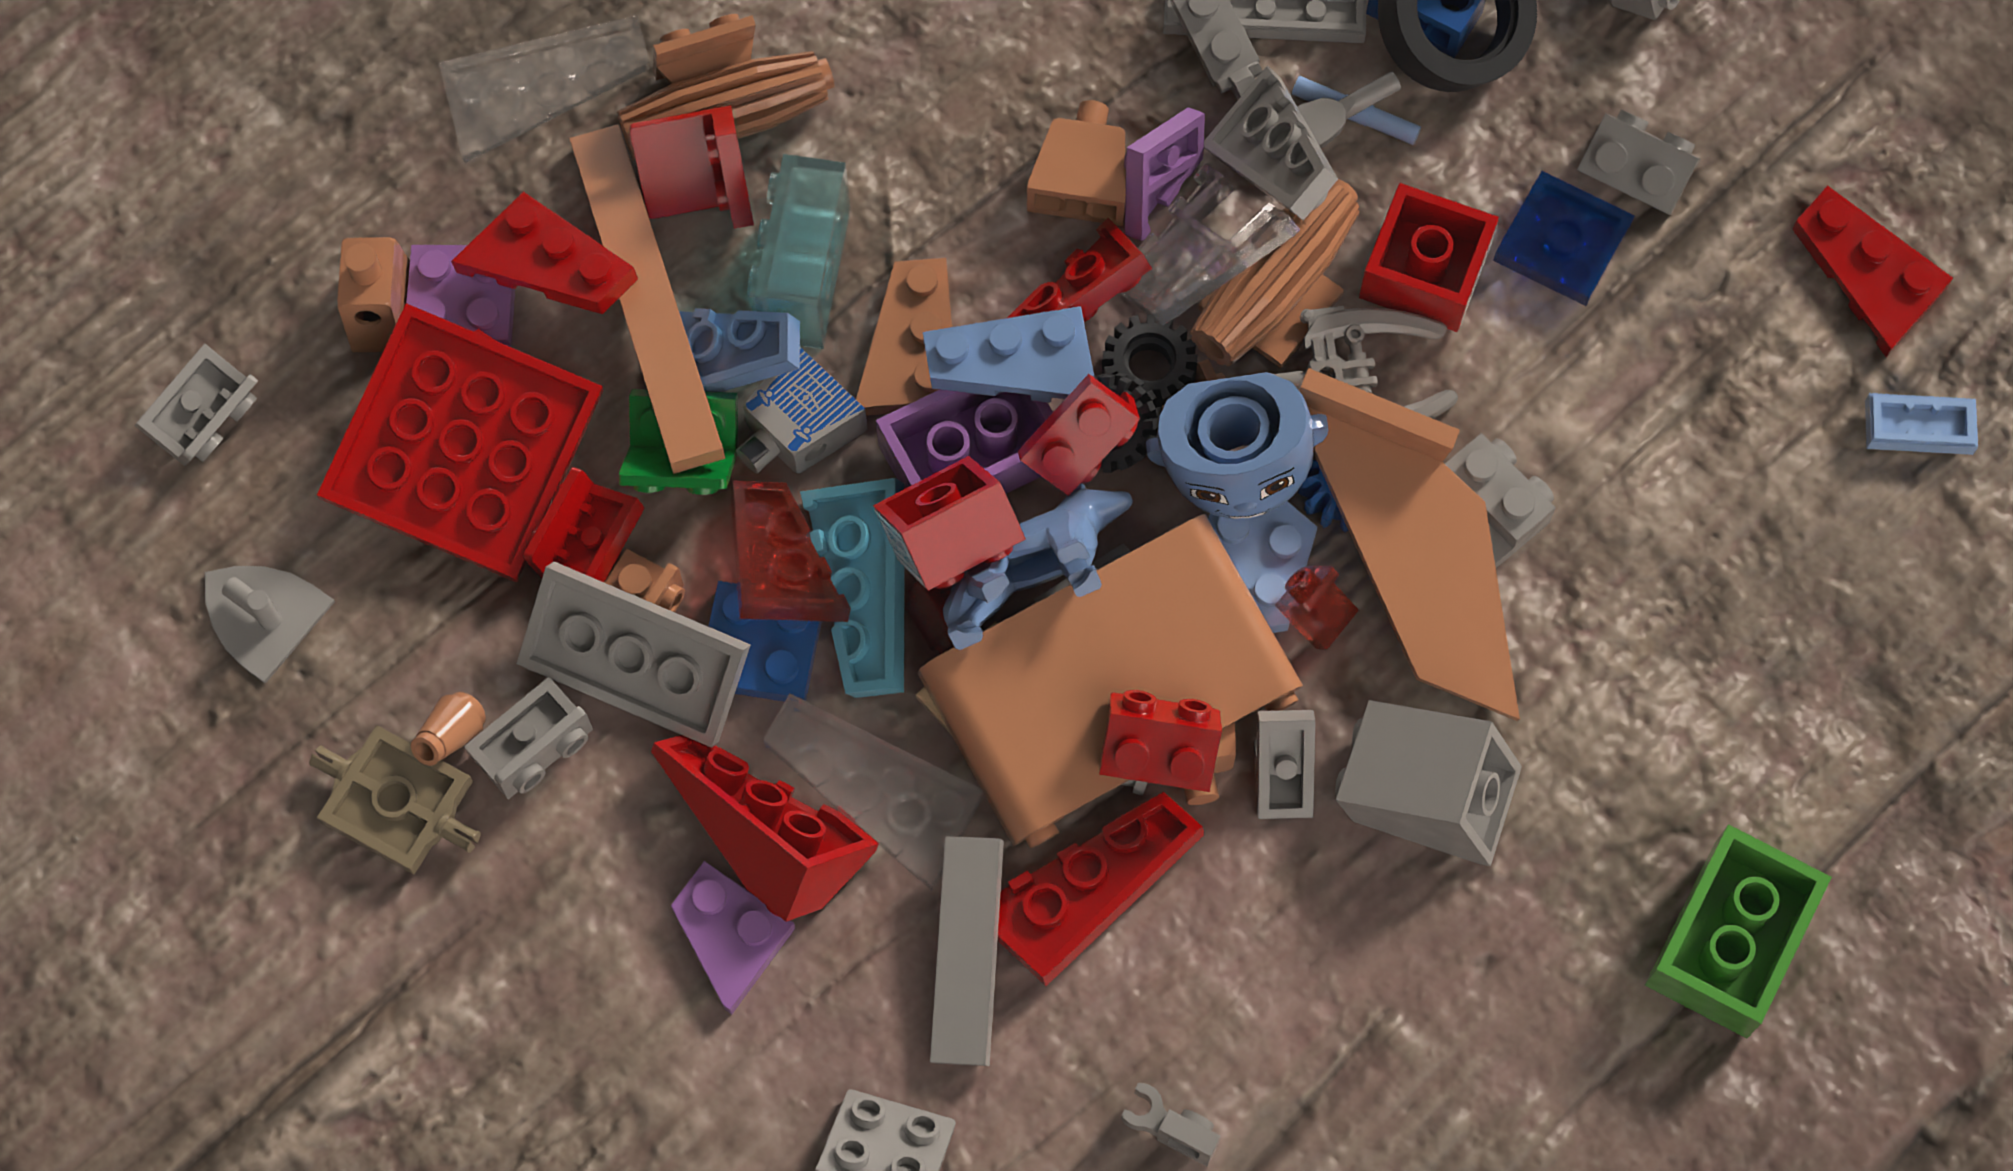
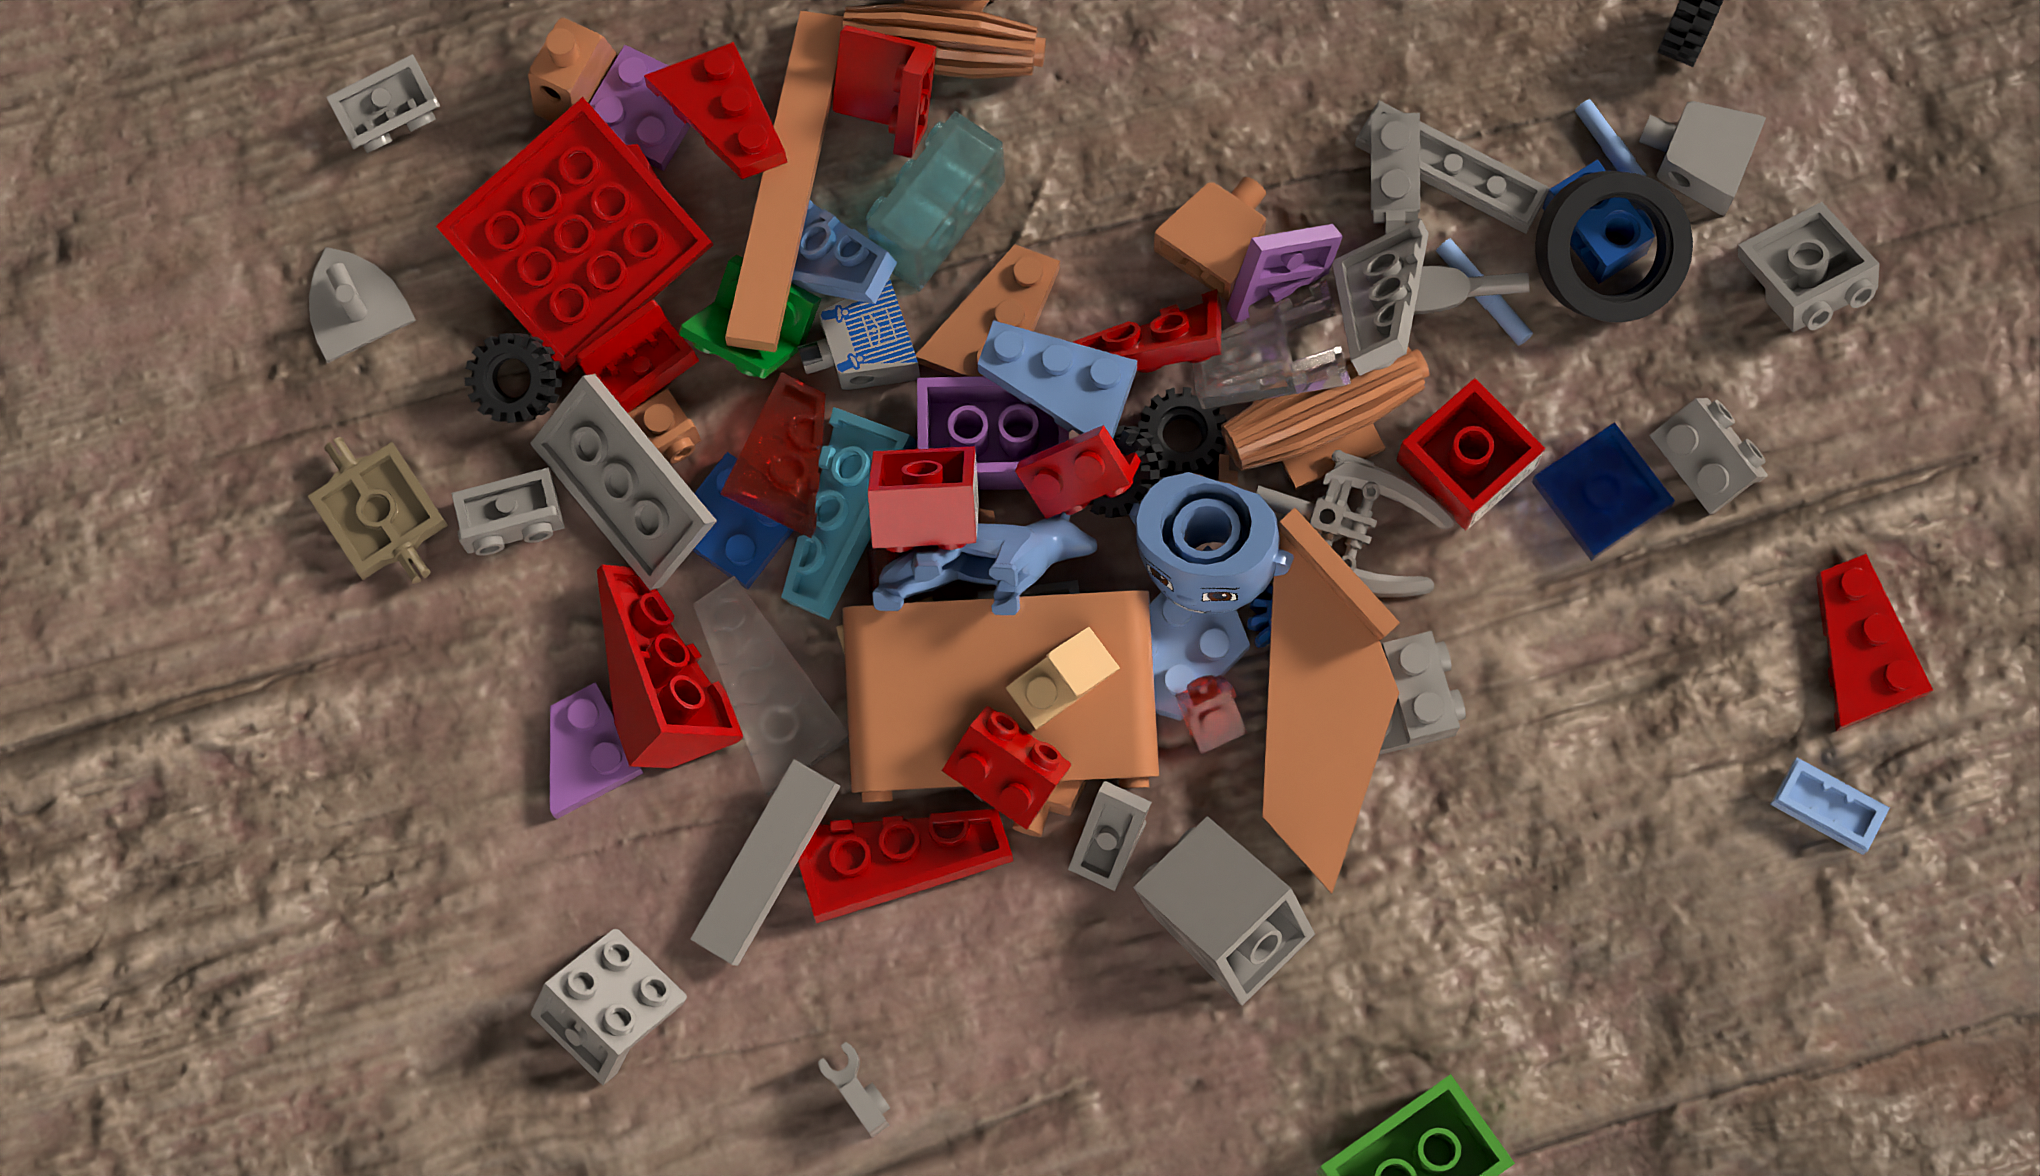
camera: 30 degrees right, 5 degrees up
(437, 616) = (486, 386): none -> black tyre
(448, 728) = (445, 472): nougat cone -> none
(1170, 632) = (1062, 677): none -> tan slope

